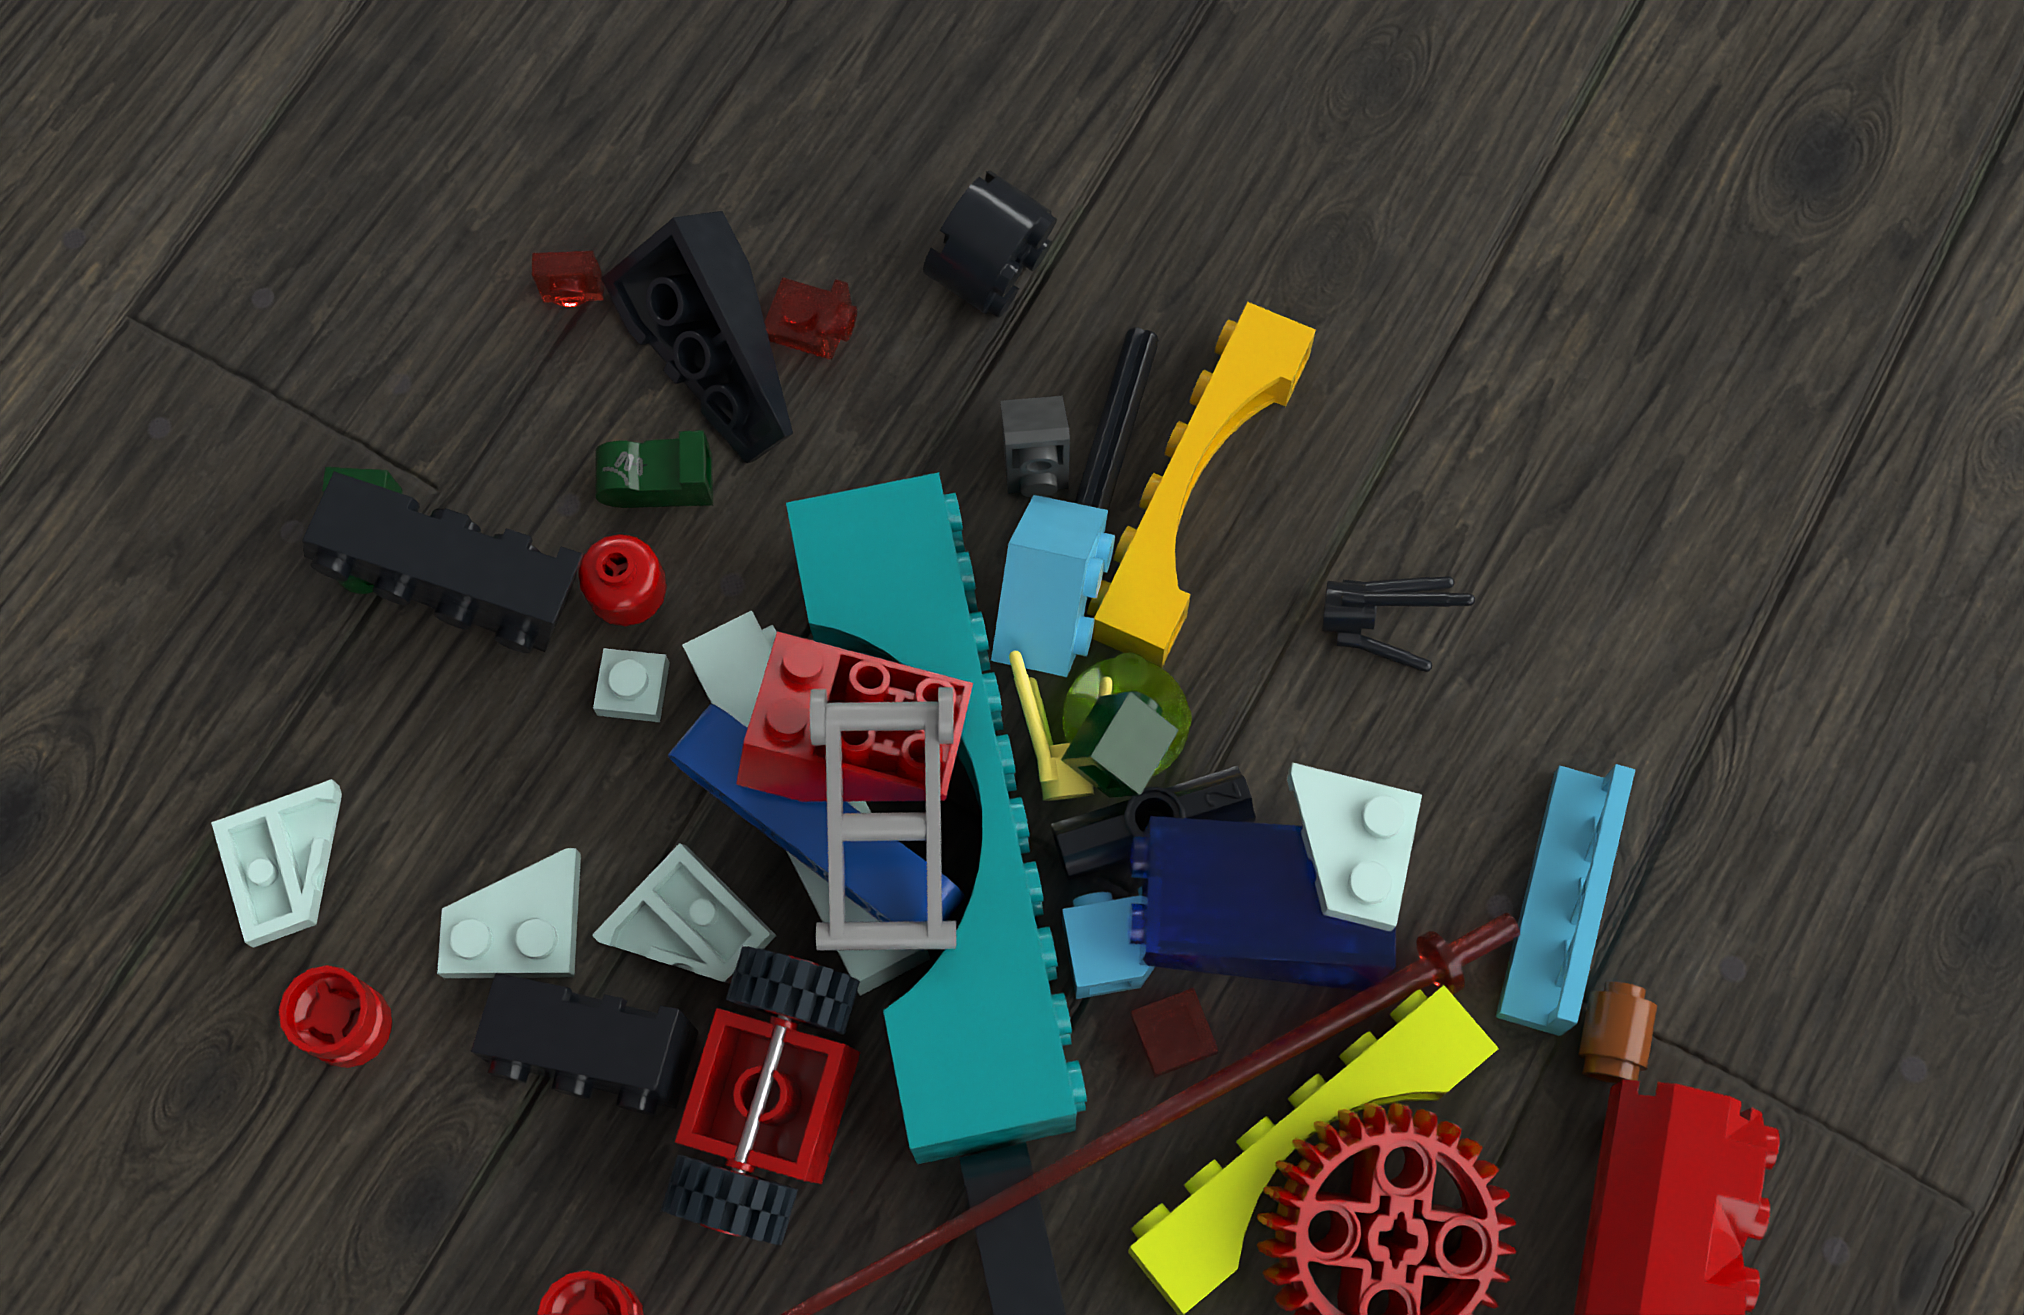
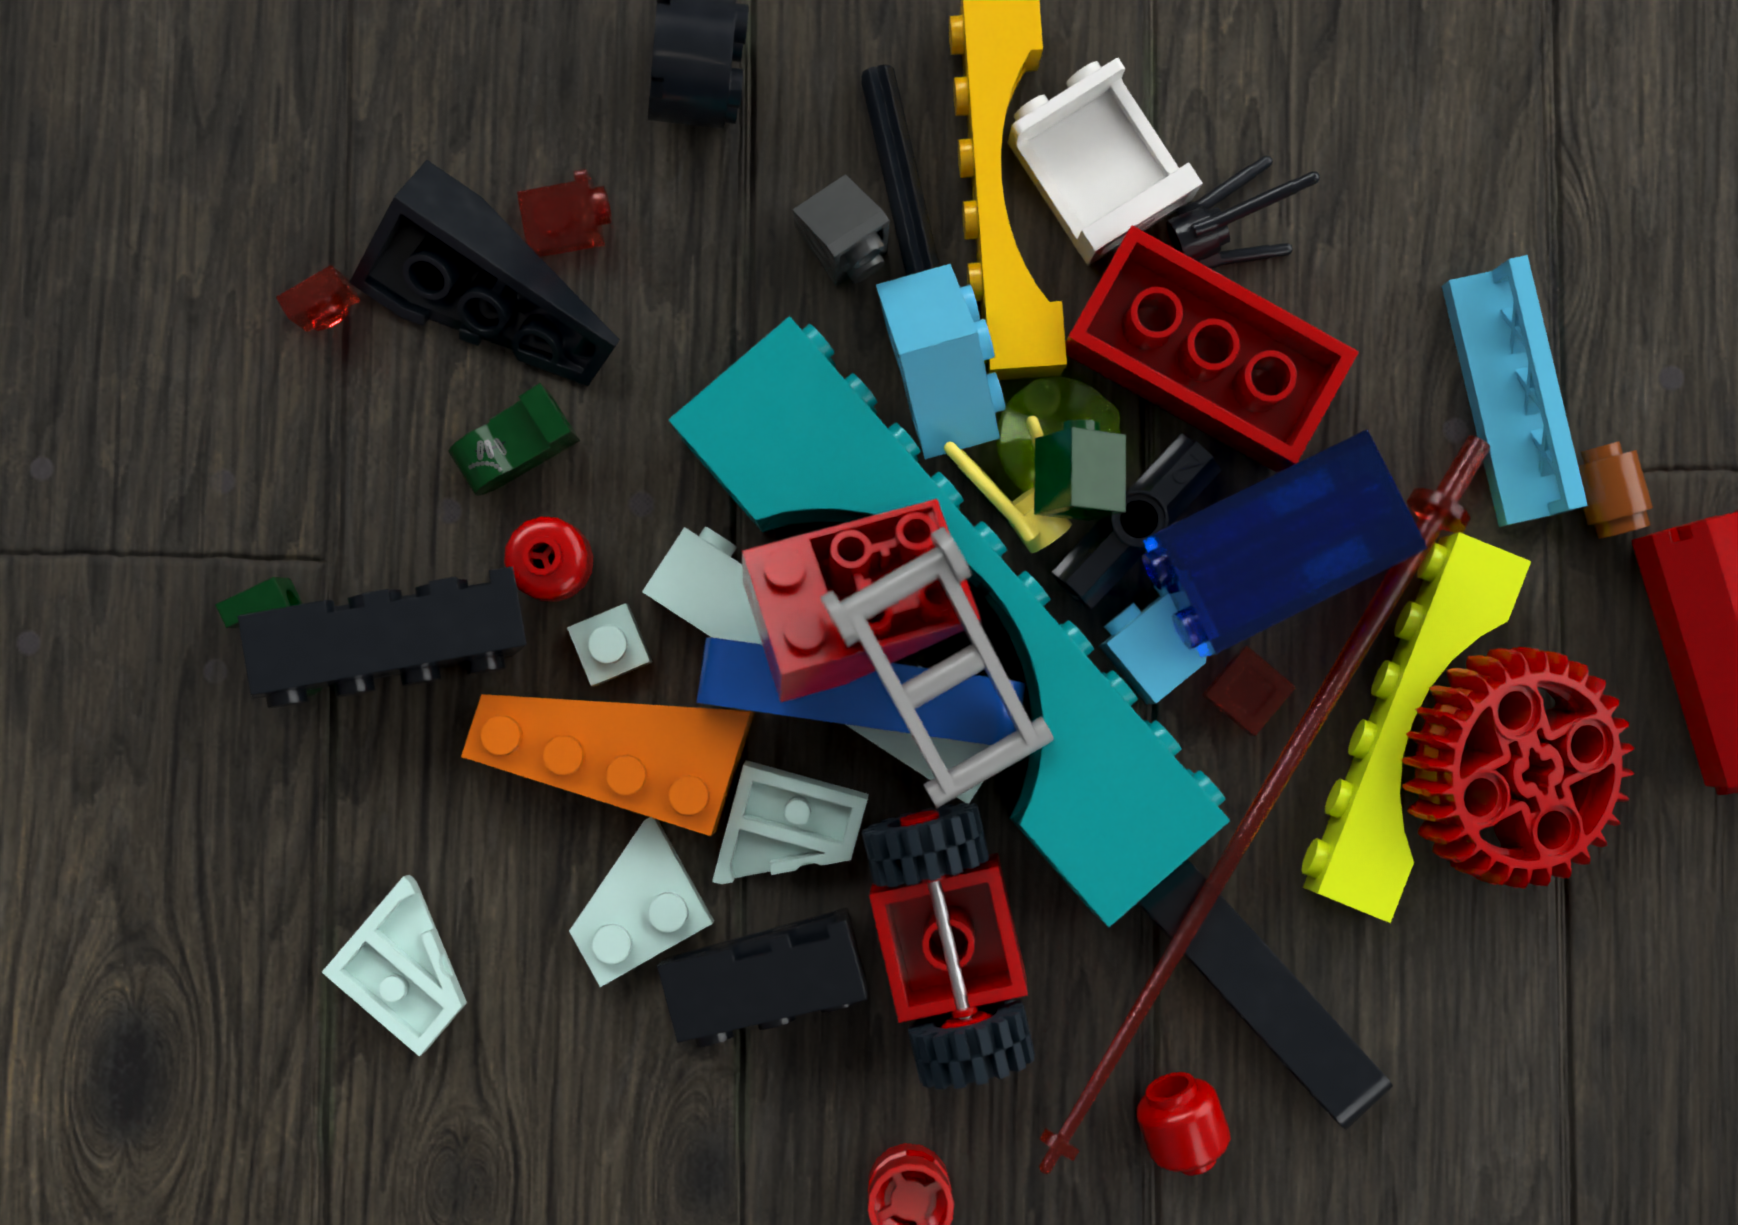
camera: 35 degrees left, 15 degrees up
(335, 1016) = (540, 1076): red wheel -> none
(593, 782) = (629, 755): none -> orange wedge
(1292, 688) = (1209, 351): none -> red brick
(1295, 503) = (1099, 160): none -> white panel
(1357, 842) = (1345, 459): light aqua wing -> none

